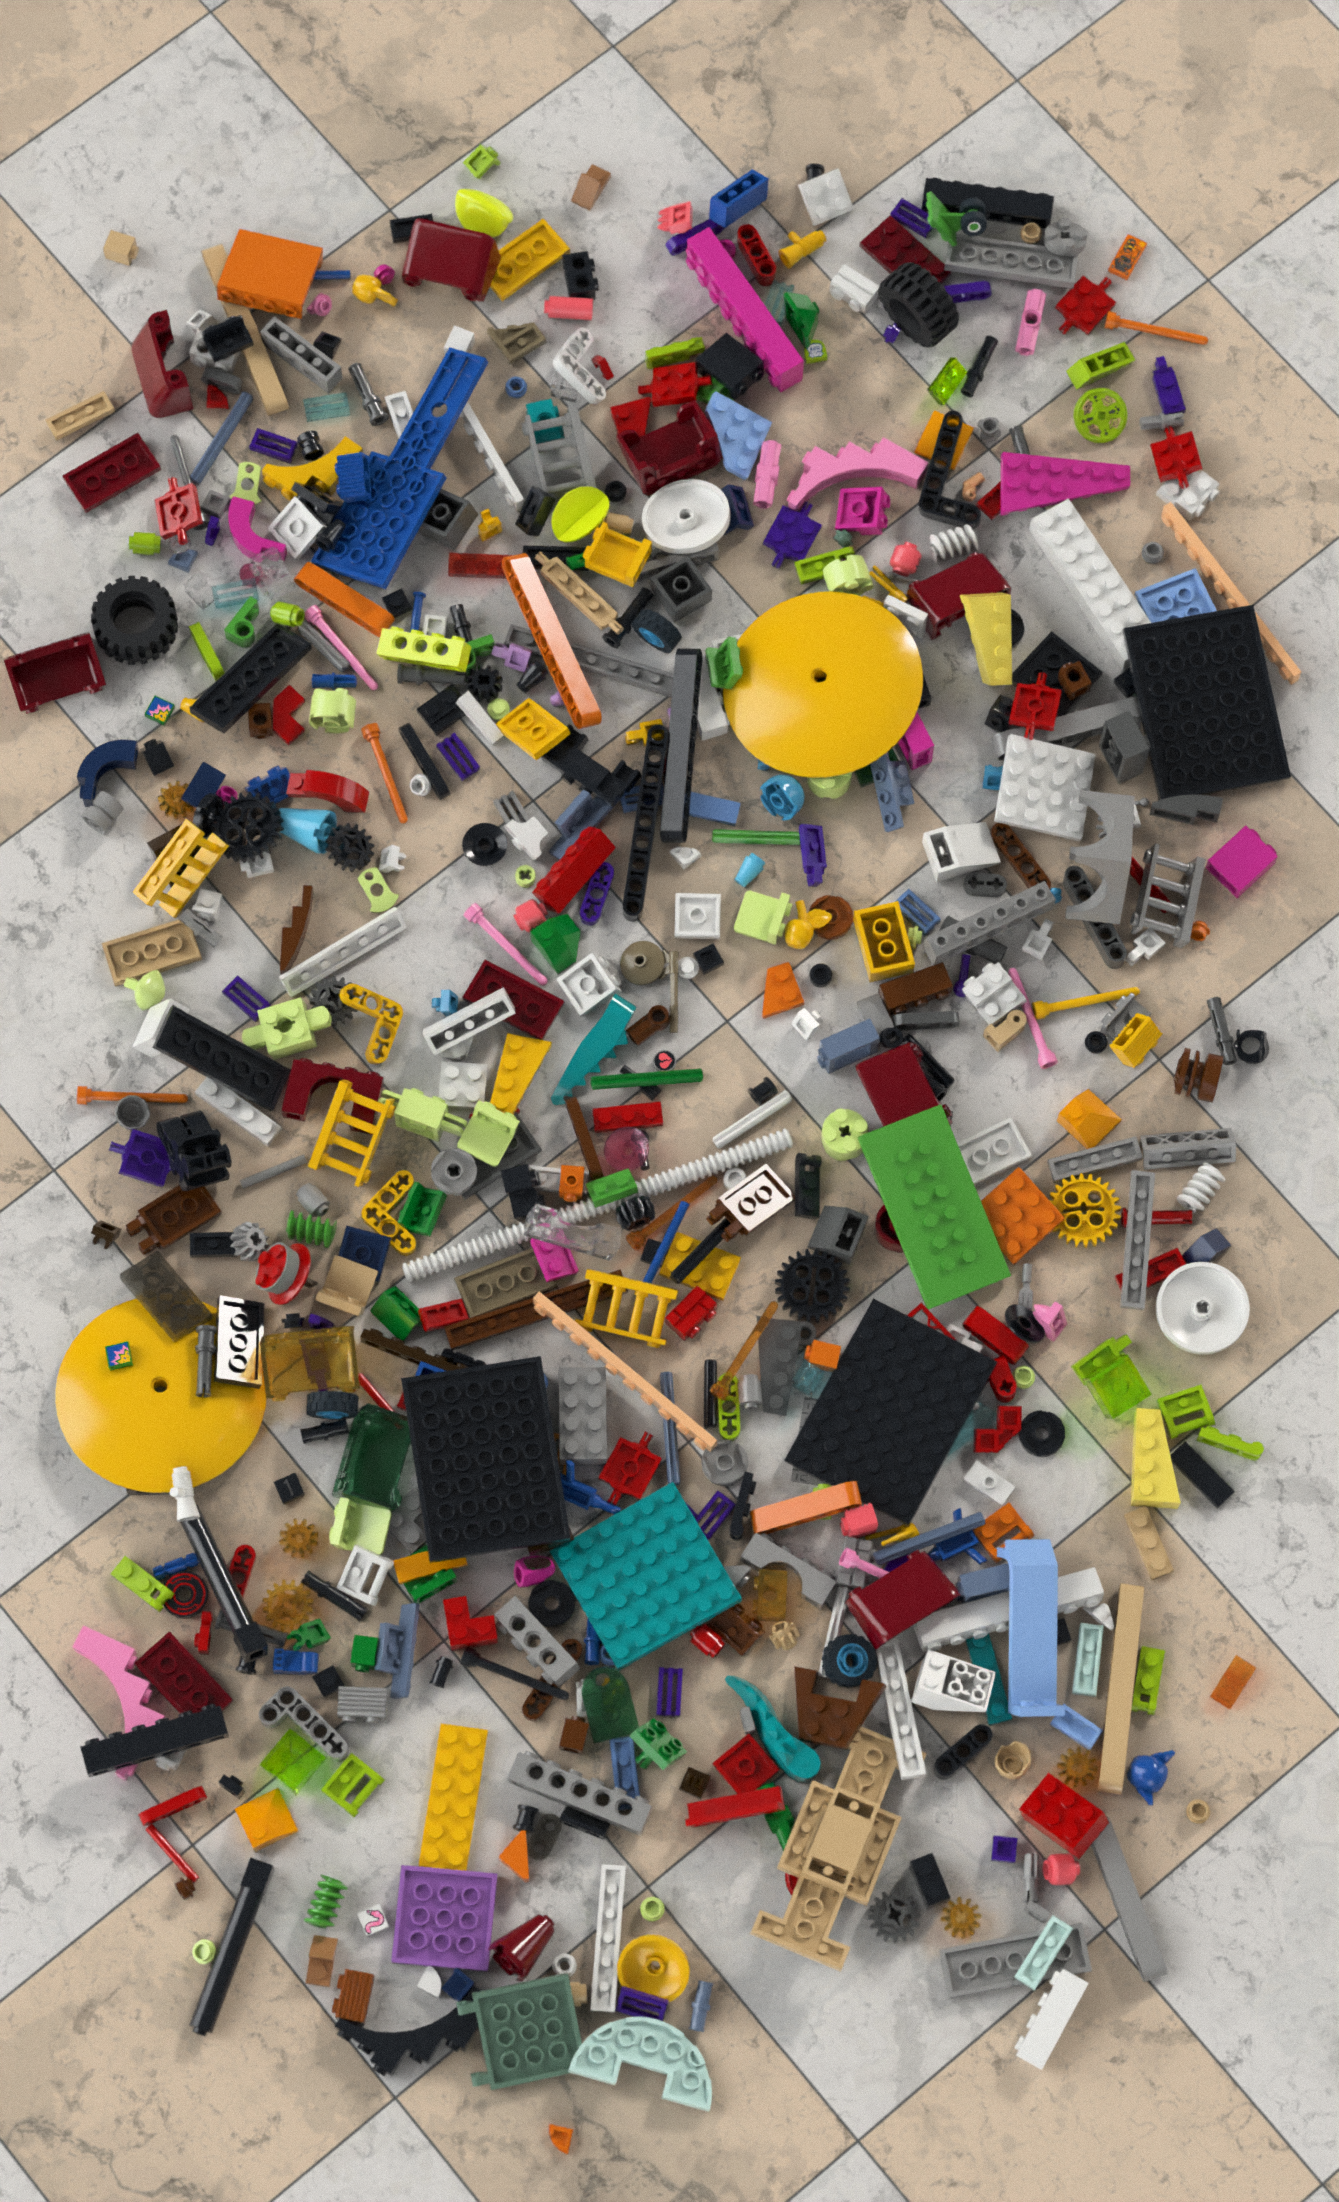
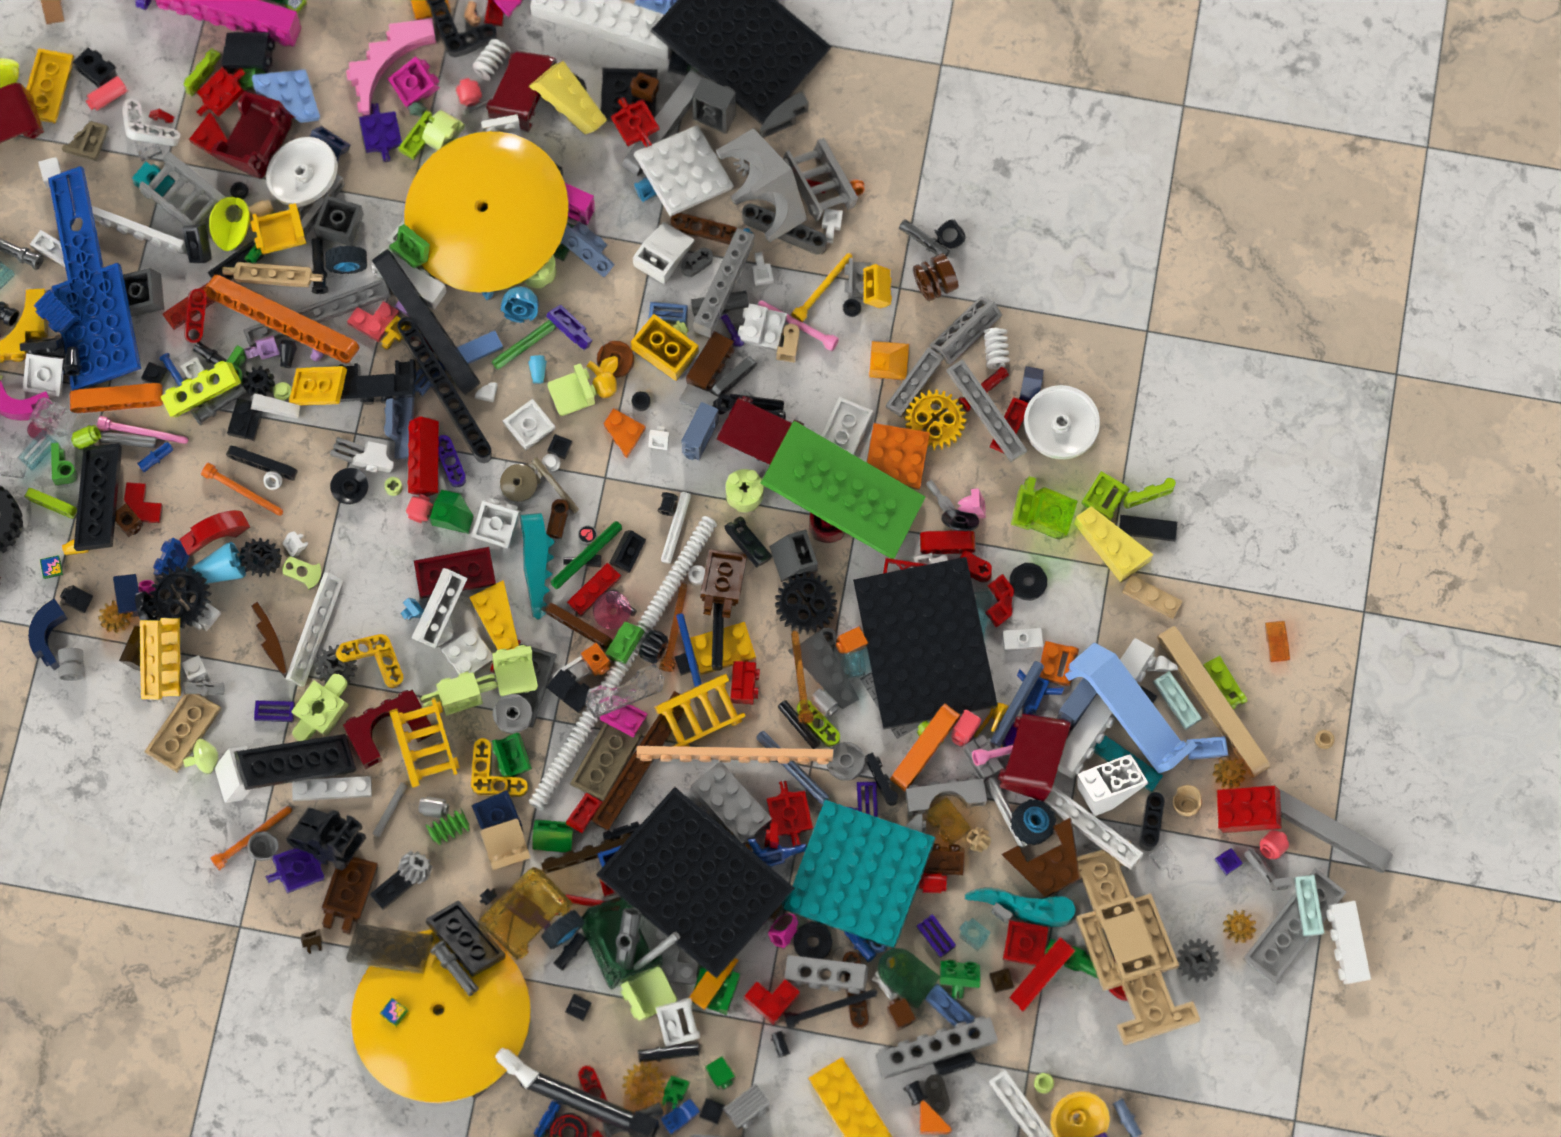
camera: 40 degrees left, 0 degrees up
(284, 1271) = (456, 868): red piece -> none
(306, 1532) = (612, 1027): clear yellow gear -> none
(319, 1322) = (506, 883): dark purple tile -> none
(332, 710) = (172, 476): yellowish green brick -> none
(382, 1461) = (629, 928): none -> dark grey piece
(397, 1649) = (740, 1053): sand blue bracket -> none
(398, 1493) = (656, 951): none -> light grey bar
(448, 742) = (266, 438): dark purple tile -> none
(466, 583) = (200, 307): none -> red beam
(475, 914) = (382, 537): bright pink piece -> none
(489, 526) = (174, 276): yellow plate -> none
(516, 381) = (112, 168): medium blue plate -> none
(590, 508) = (233, 213): none -> clear smoke plate
(594, 1475) = (772, 836): none -> red plate
(635, 712) = (374, 325): none -> coral plate
(689, 1106) = (627, 551): none -> black slope
(709, 1728) = (978, 941): none -> clear light blue brick
(767, 474) = (331, 105): bright pink piece -> none
(888, 585) = (465, 116): yellow plant -> none
(929, 1881) = (1201, 920): black brick -> none
(999, 714) = (614, 145): black bracket -> none
(1024, 1377) = (987, 553): yellowish green plate -> none
(1149, 1773) = (1276, 740): blue piece -> none
(1241, 861) = (846, 123): dark pink brick -> none

